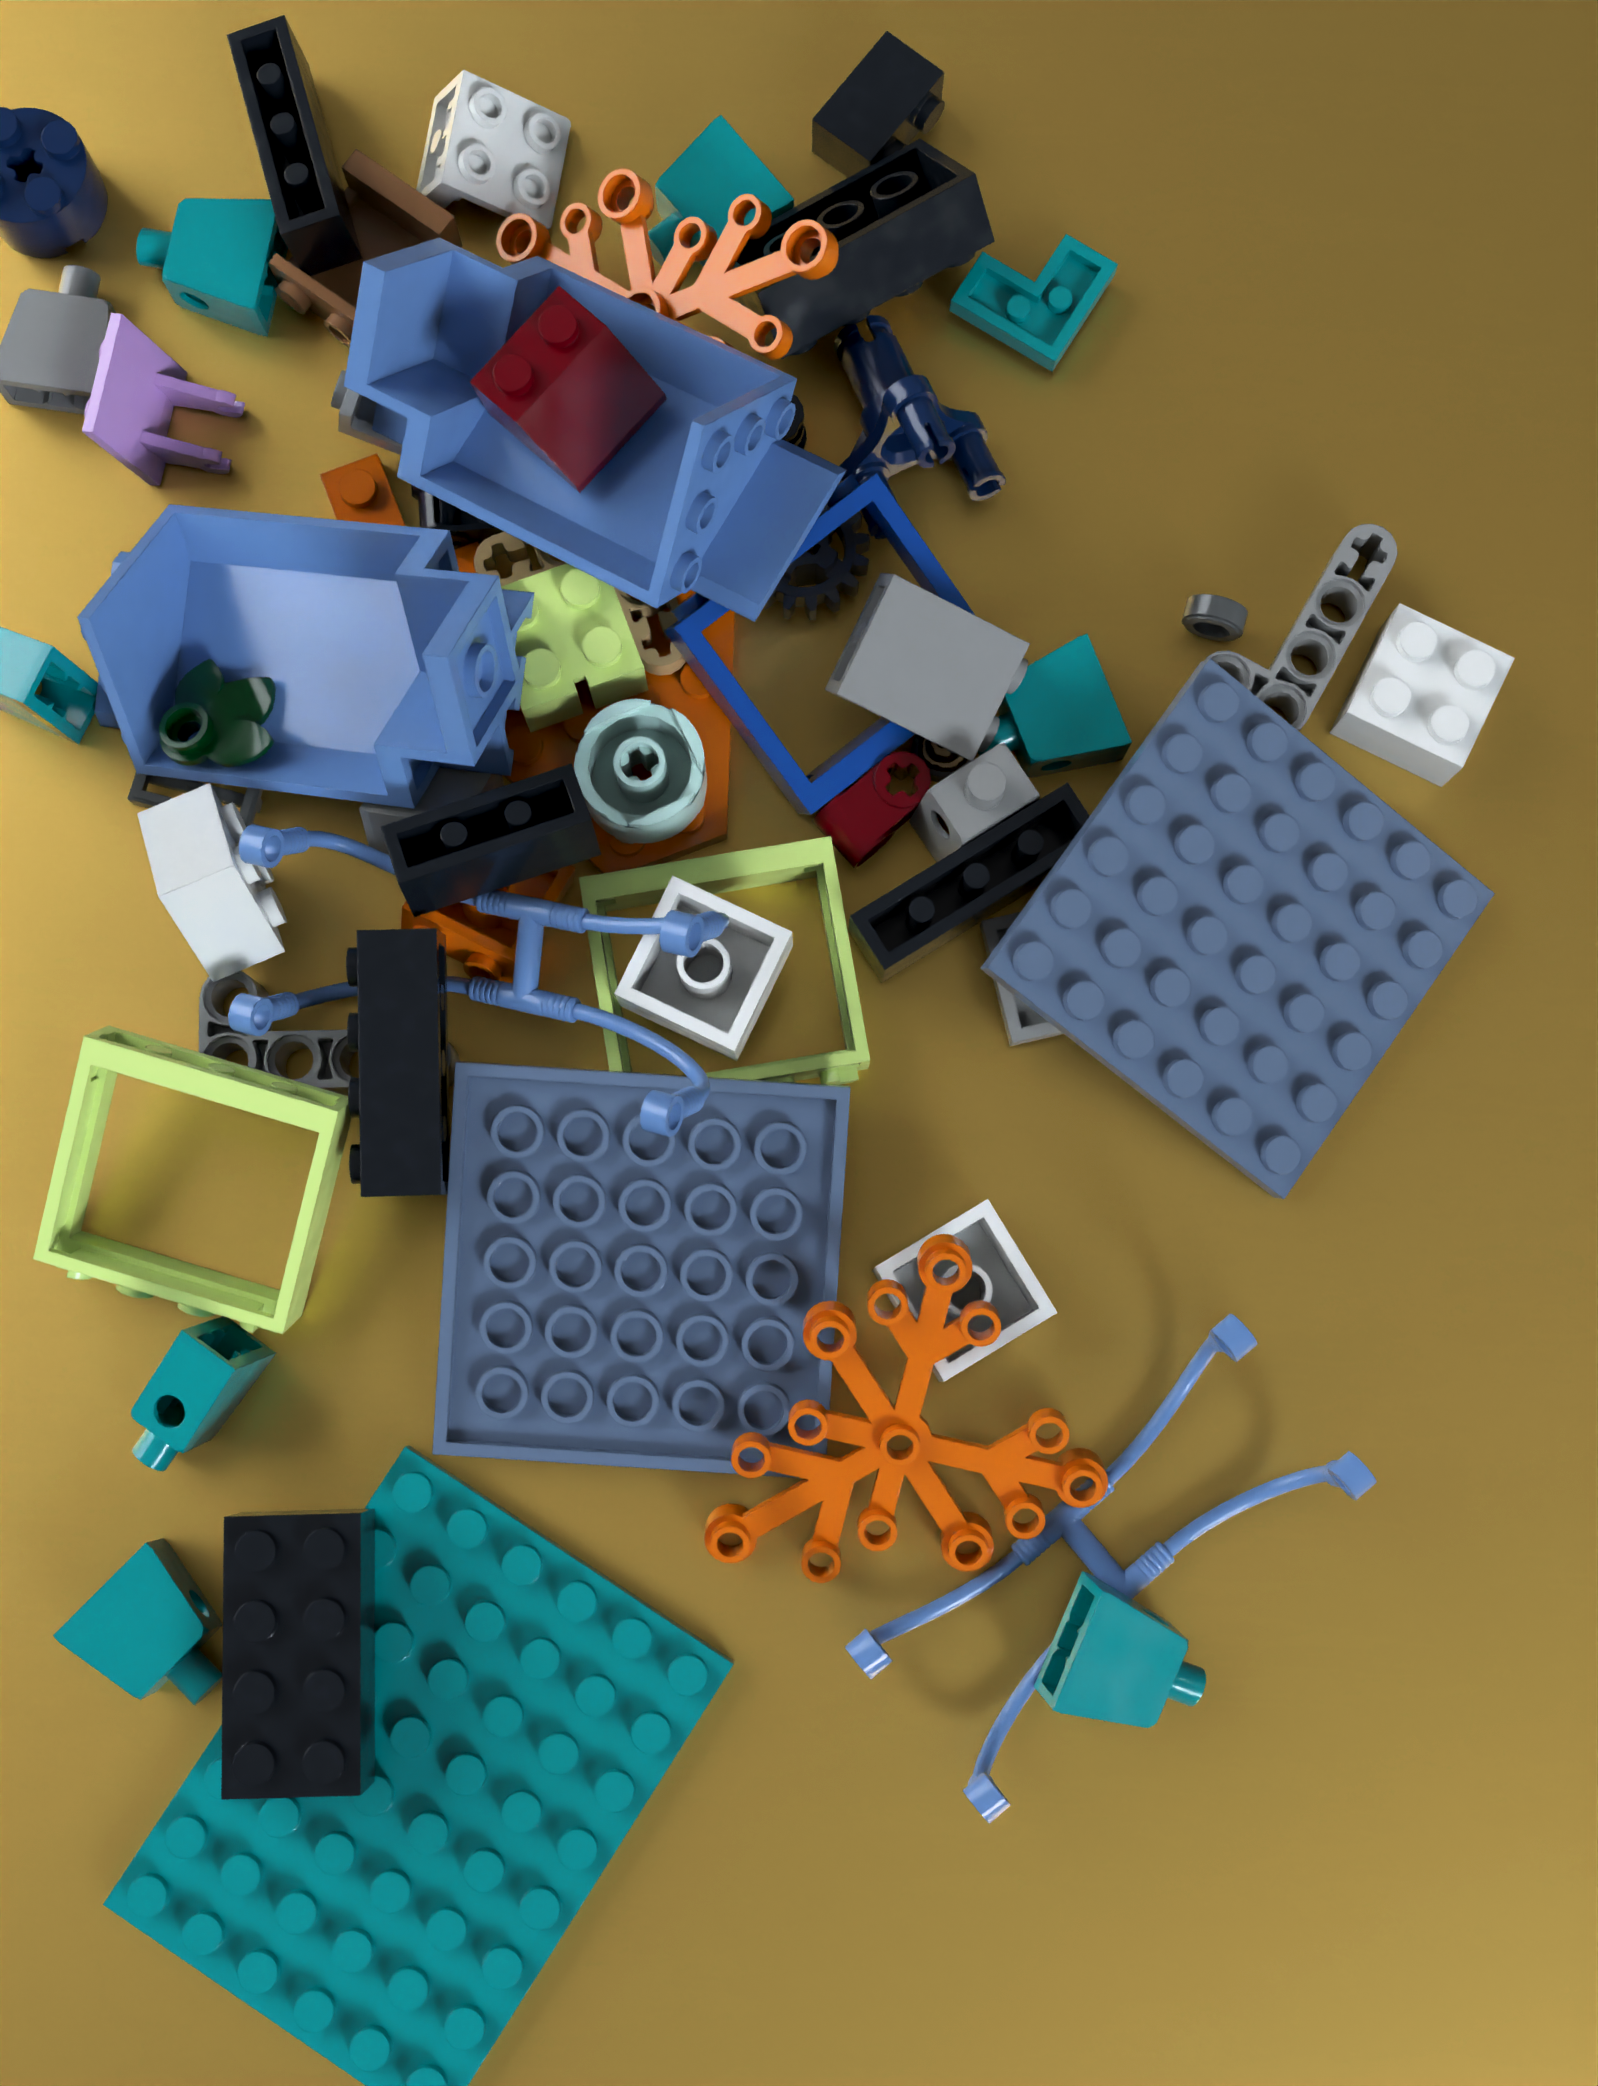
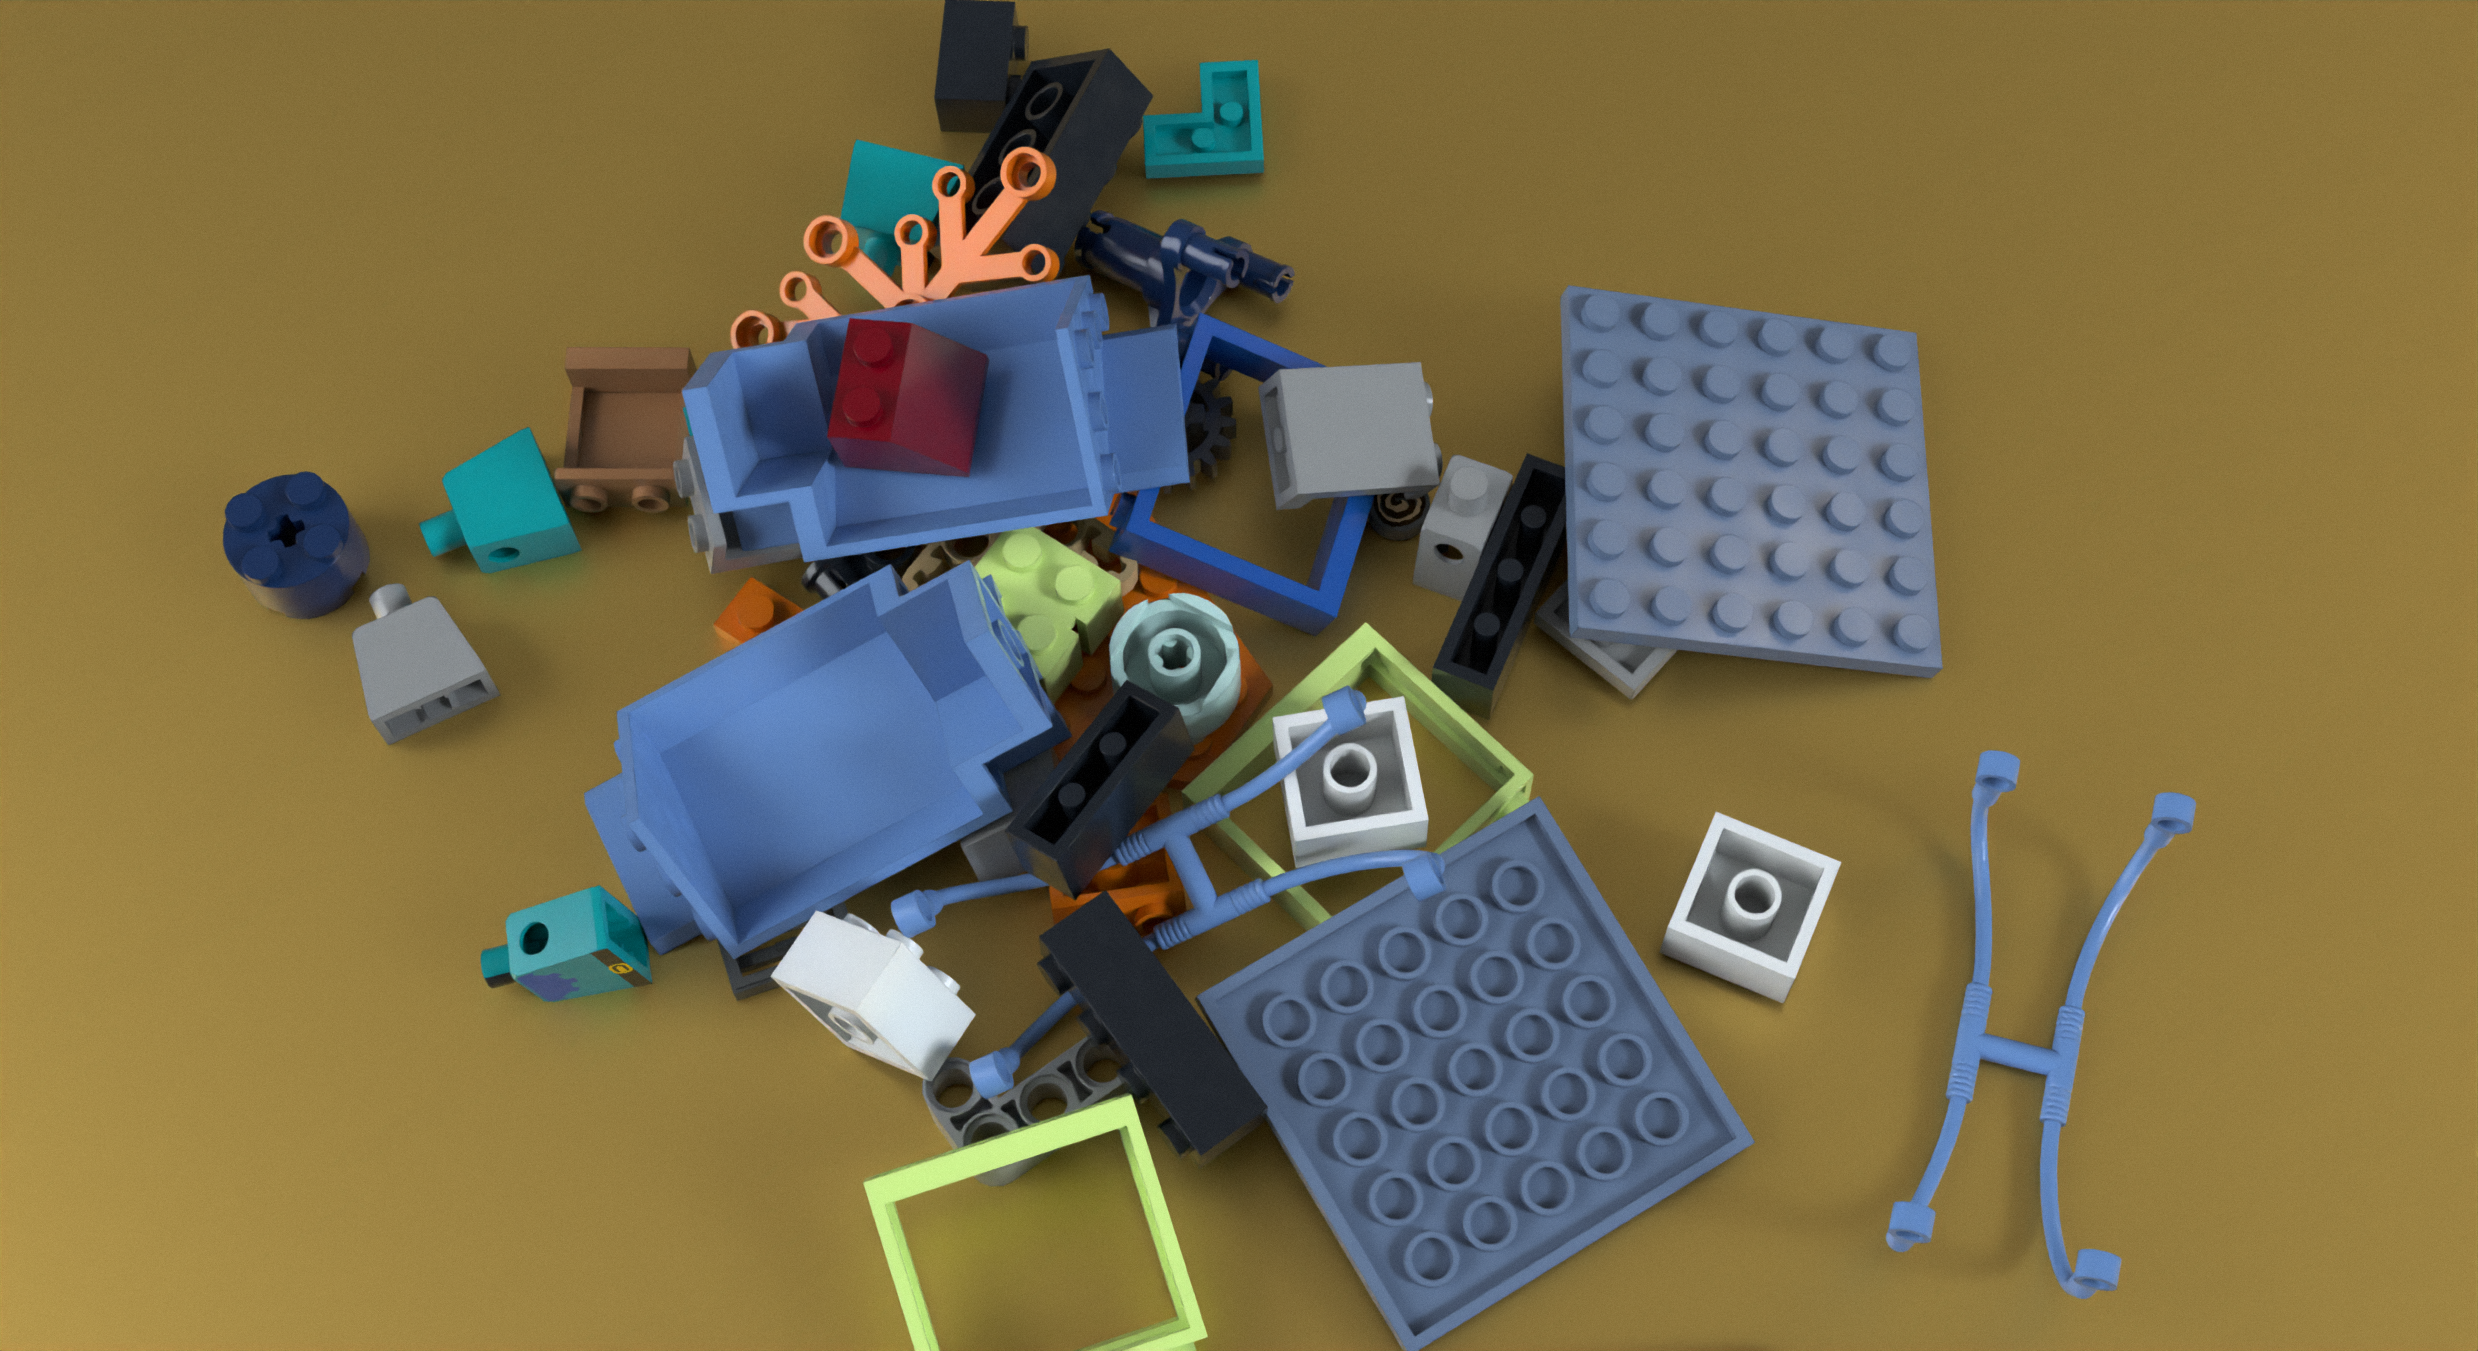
camera: 30 degrees left, 15 degrees down
(135, 404) = (513, 652): lavender plate -> none
(223, 715) = (784, 854): dark green plate -> none
(294, 147) = (514, 376): black brick -> none
(493, 150) = (674, 283): white bracket -> none
(832, 1478) = (1762, 1131): orange plant -> none
(866, 813) = (1381, 585): dark red piece -> none
(1063, 714) = (1482, 409): teal torso -> none
(1116, 1660) = (2102, 1112): teal torso -> none
(1214, 617) = (1537, 268): dark grey tile -> none
(1314, 633) = (1625, 231): light grey beam -> none
(1422, 695) = (1744, 223): white brick -> none

